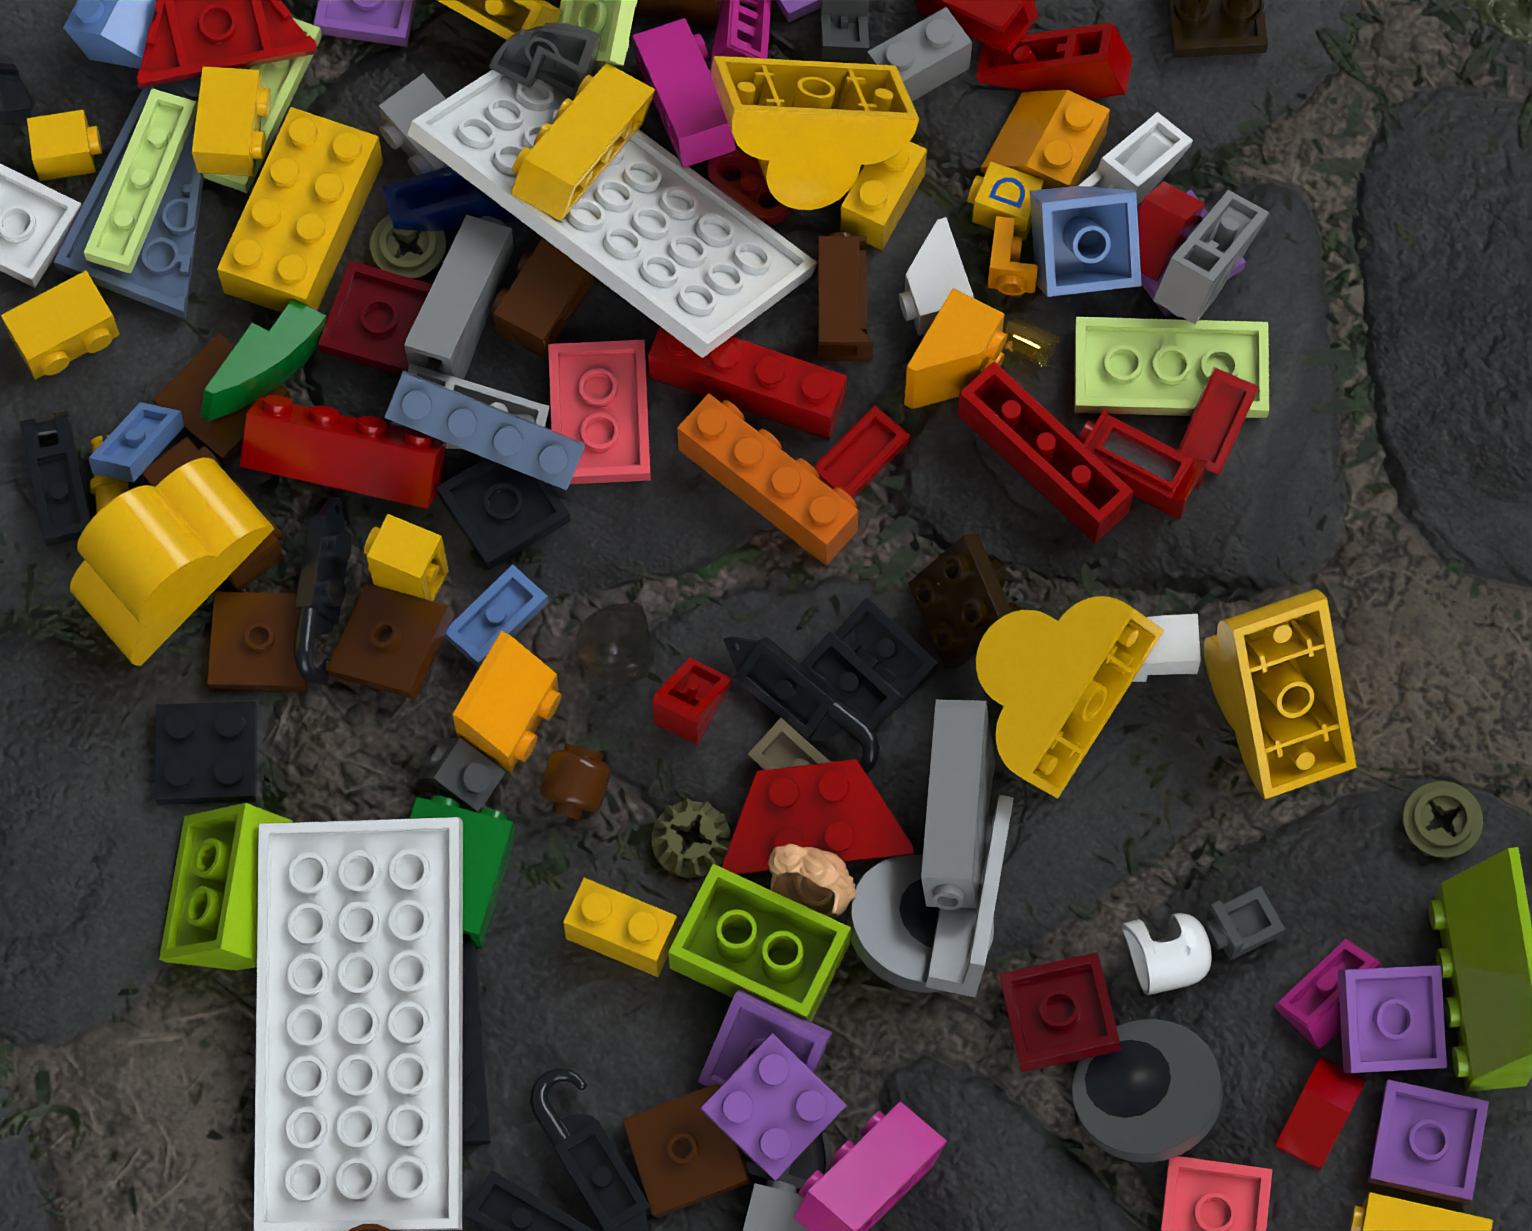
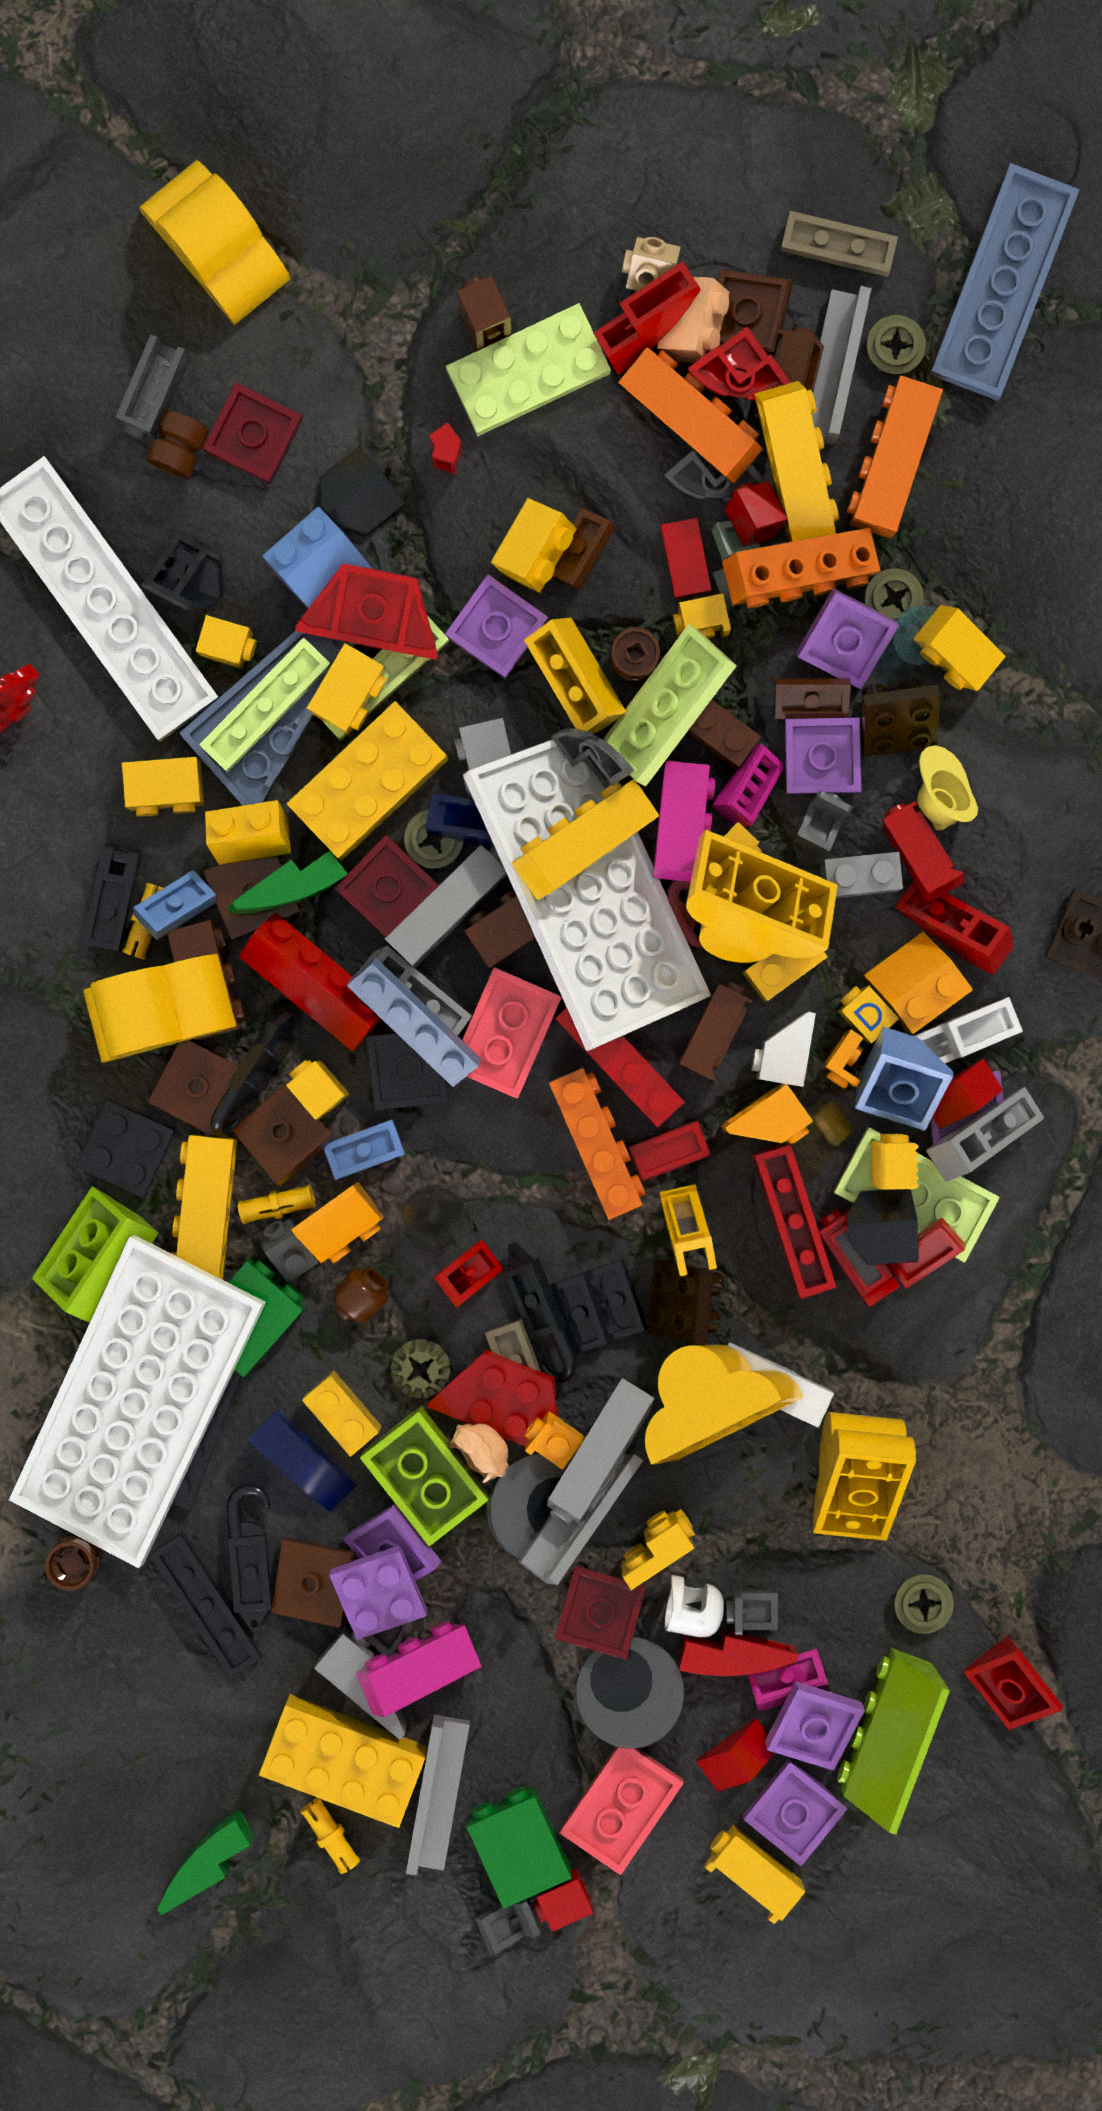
camera: 25 degrees right, 20 degrees up
(186, 325) = (248, 832): none -> yellow brick
(327, 749) = (205, 1201): none -> yellow brick
(393, 748) = (276, 1204): none -> yellow pin
(599, 1009) = (302, 1460): none -> clear blue slope
(892, 824) = (553, 1439): none -> light orange bracket
(912, 503) = (686, 1225): none -> yellow window
(1088, 883) = (666, 1540): none -> yellow plate
(1123, 322) = (894, 1162): none -> yellow brick
(1155, 405) = (884, 1226): none -> black slope
(1247, 985) = (733, 1655): none -> red slope

